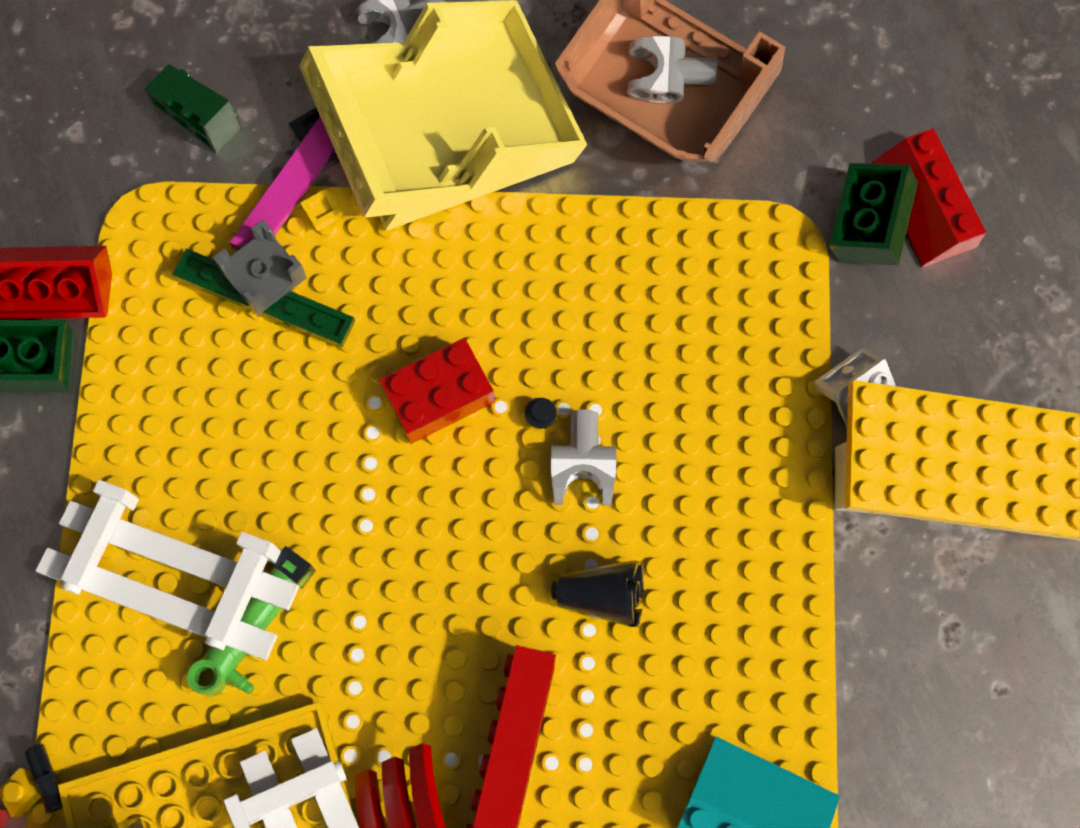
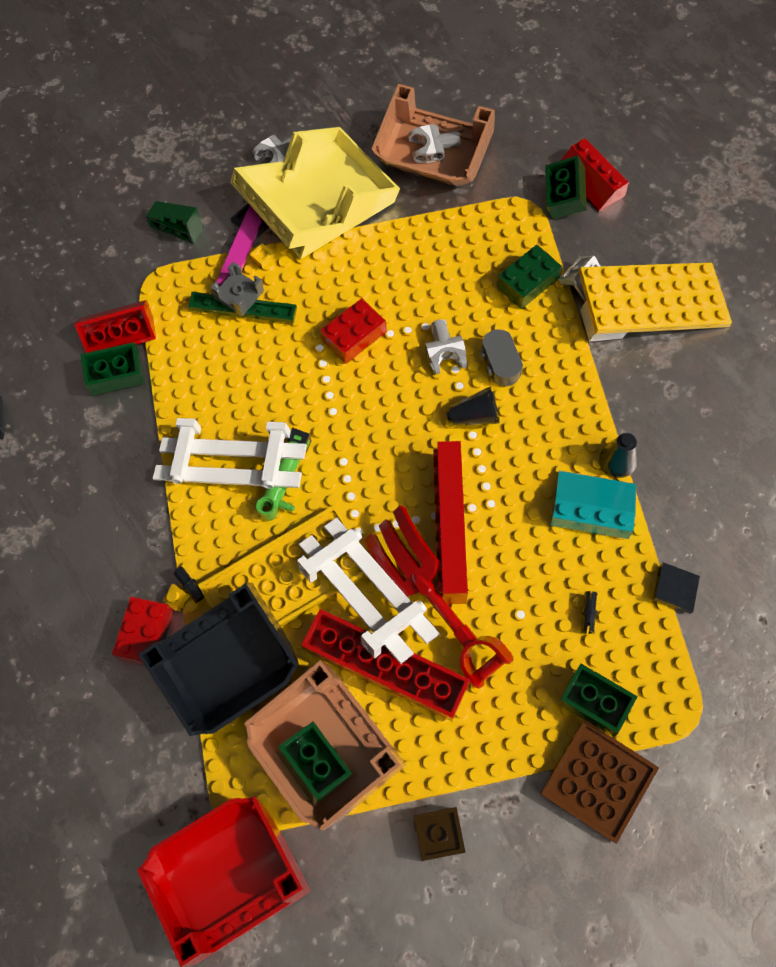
camera: 10 degrees left, 5 degrees down
(540, 413) = (413, 330): black plate -> none
(674, 505) = (501, 357): none -> dark grey brick
(763, 365) = (529, 276): none -> dark green brick
(823, 742) = (620, 456): none -> black cone

